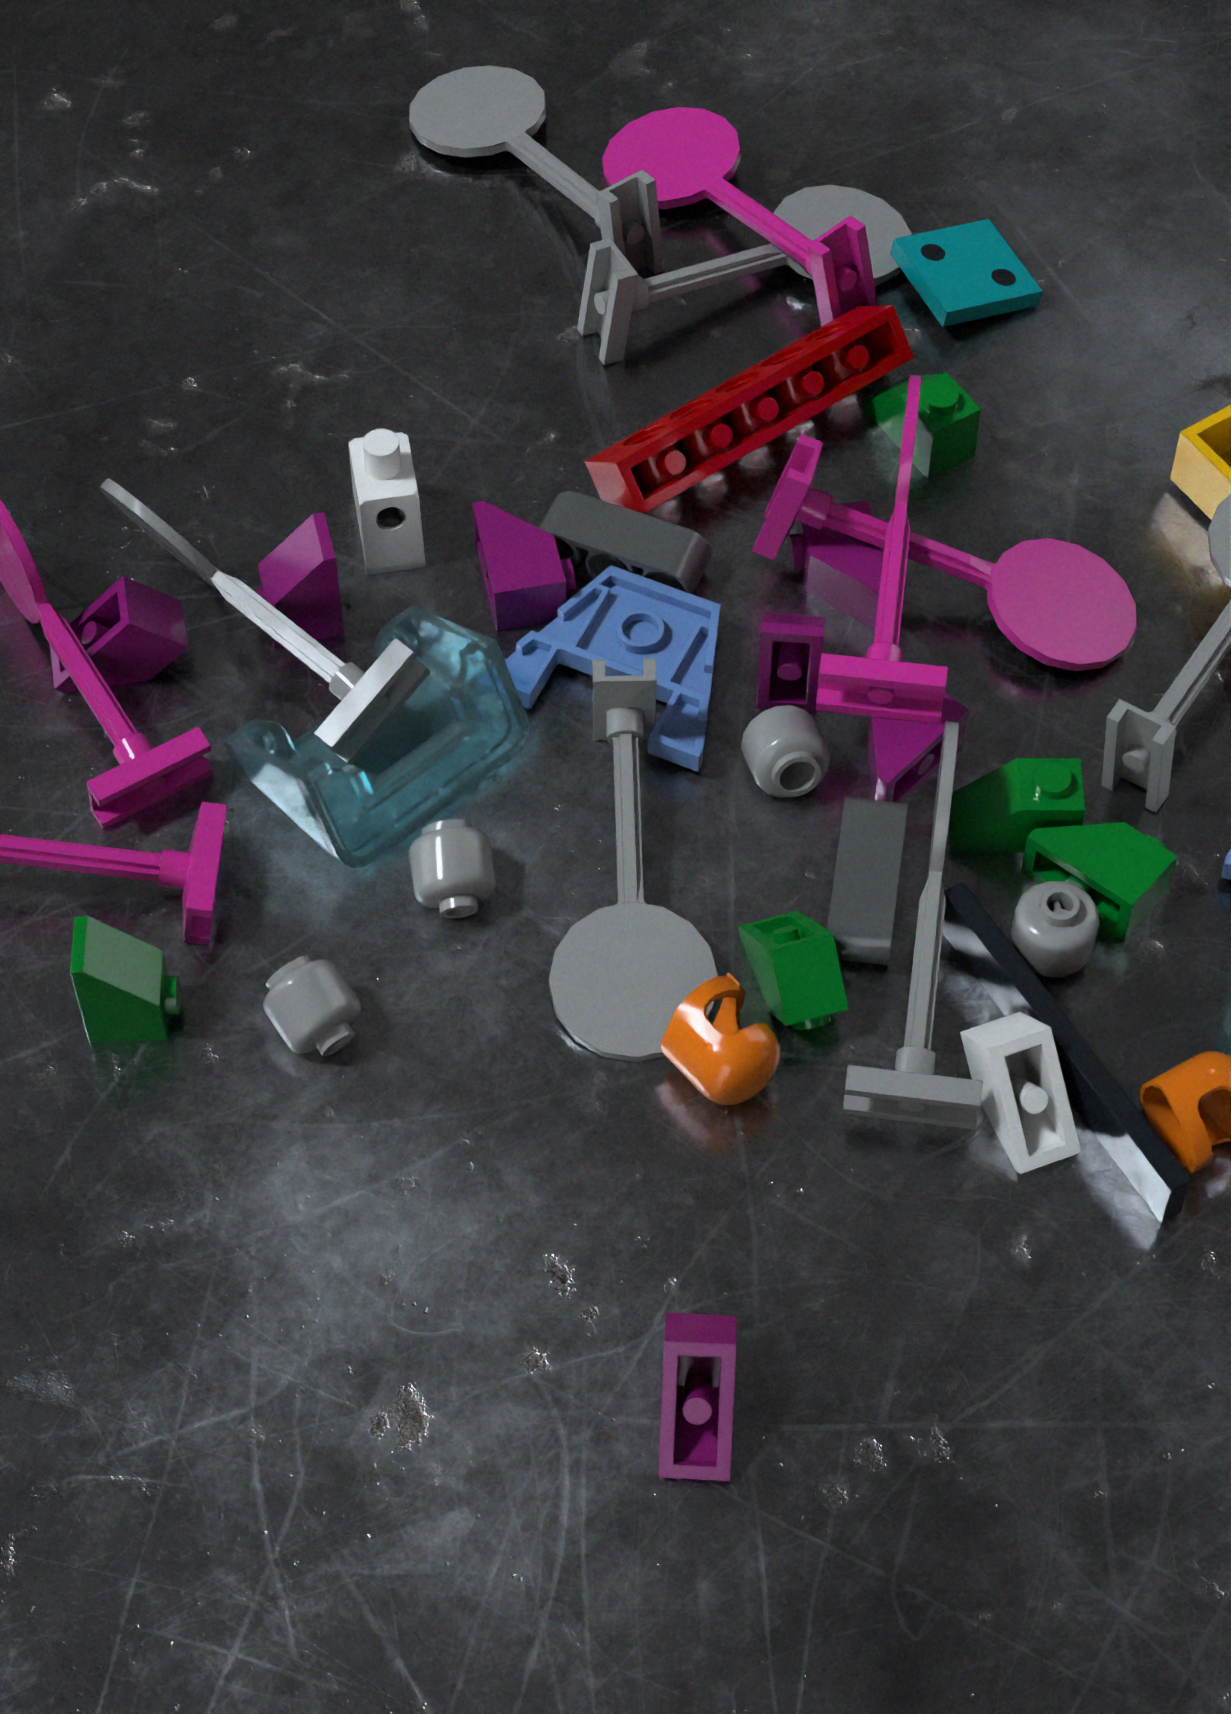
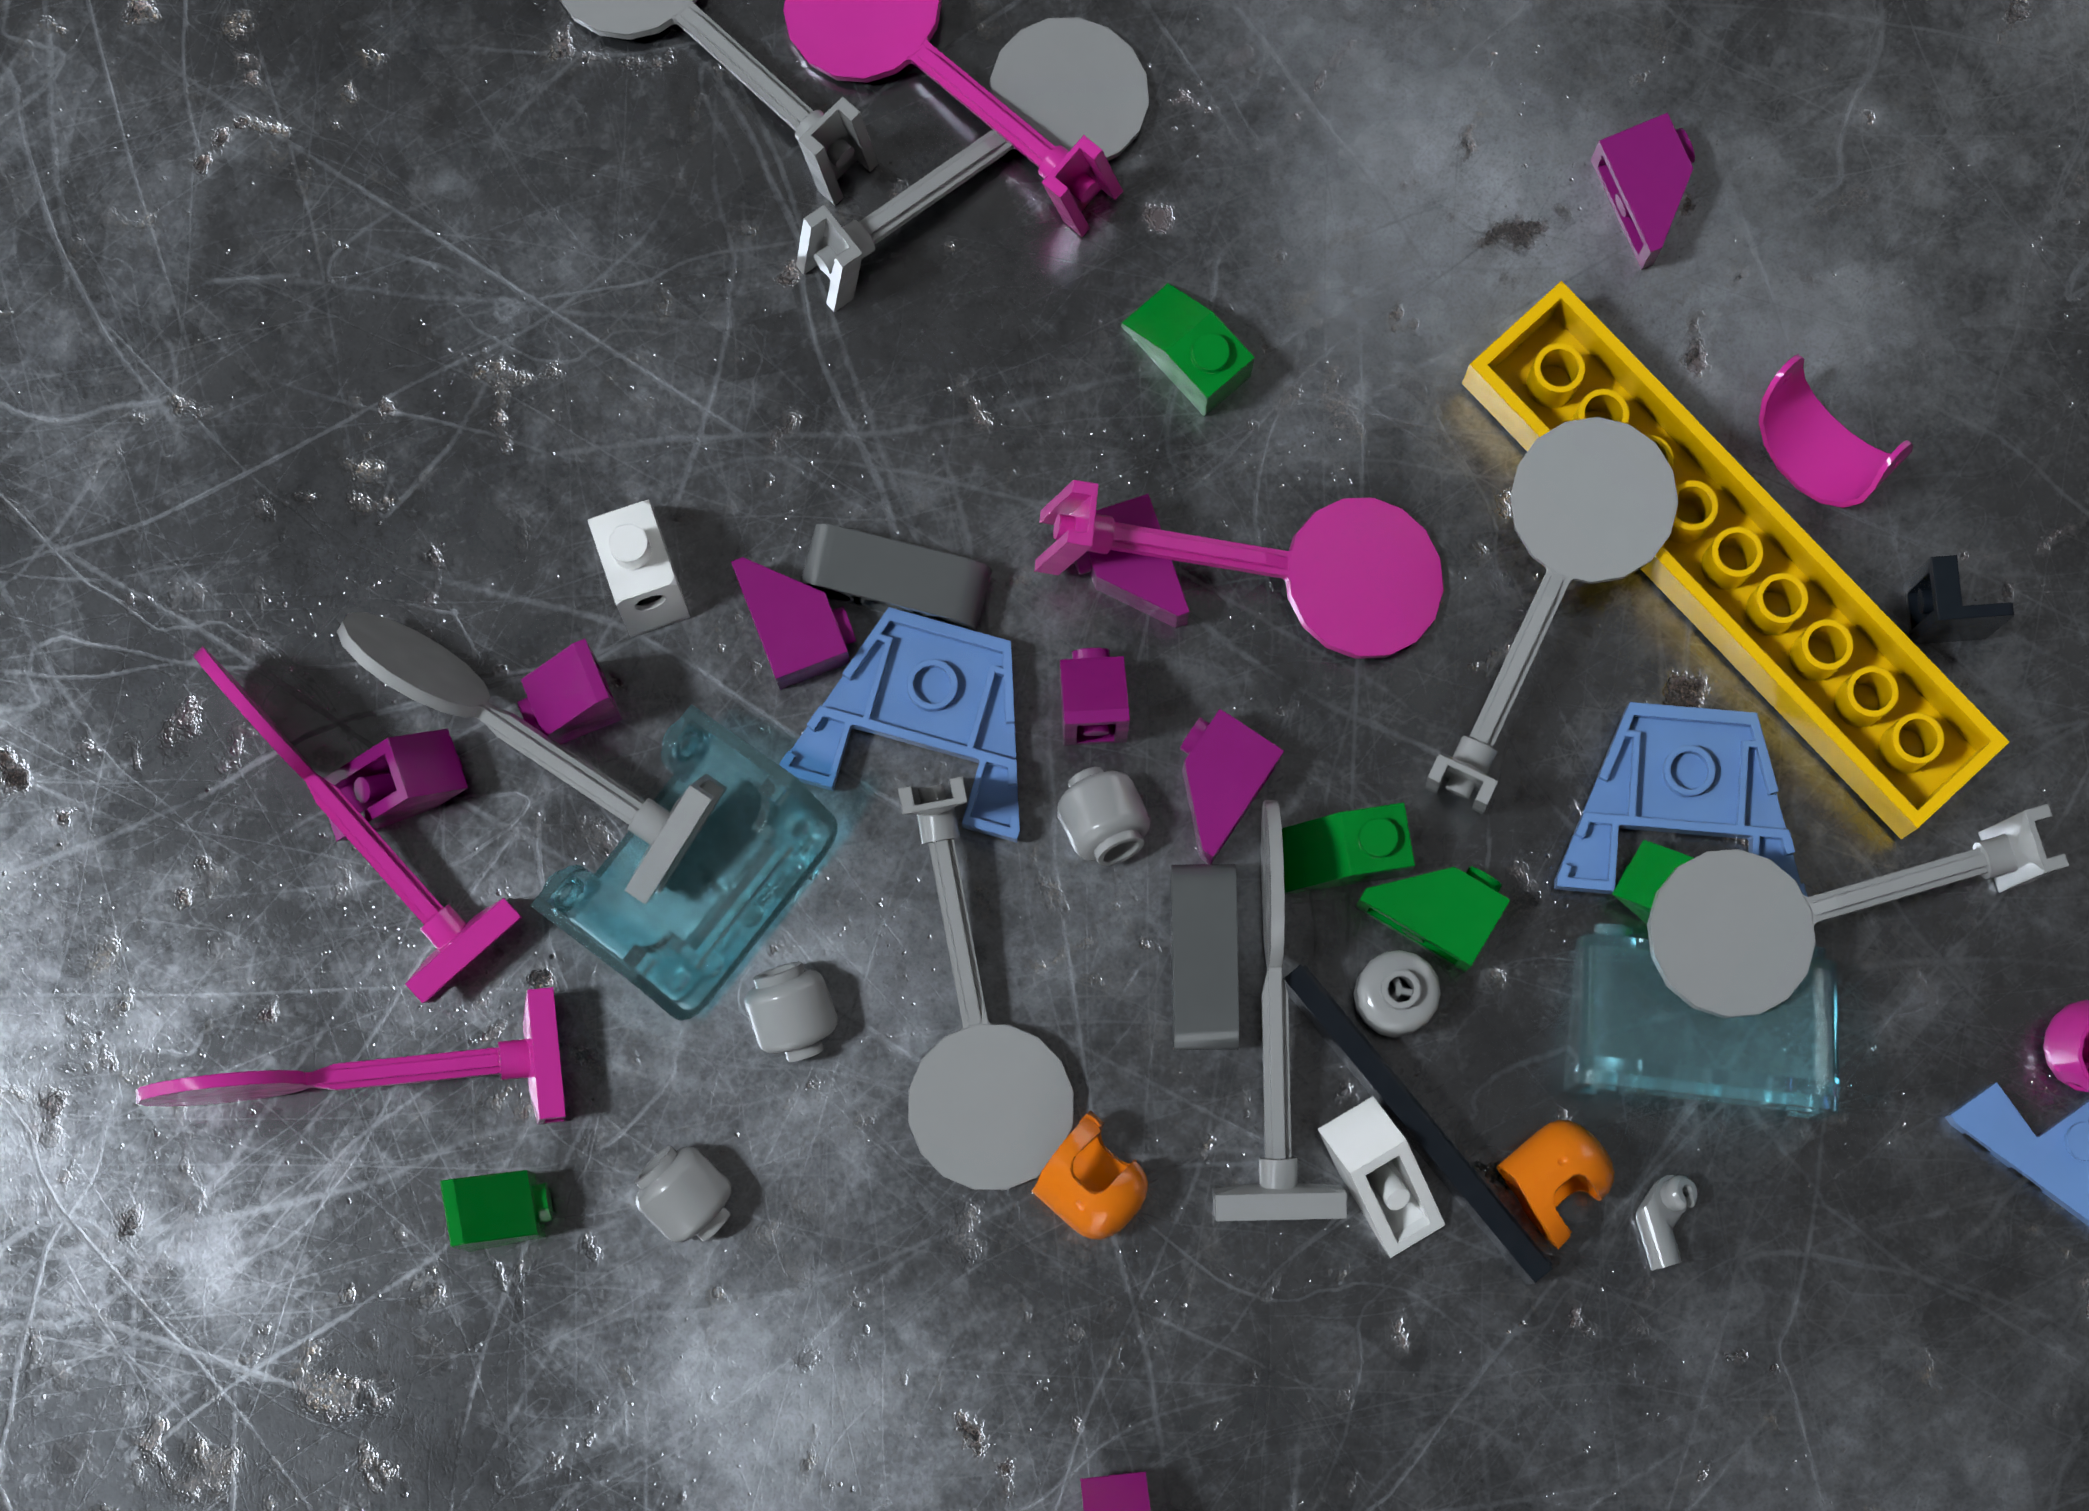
camera: 10 degrees left, 25 degrees up
(750, 409) = (1006, 377): red brick -> none
(795, 968) = (1145, 1070): green slope -> none
(882, 681) = (1193, 747): dark pink piece -> none
(965, 272) = (1213, 129): teal tile -> none

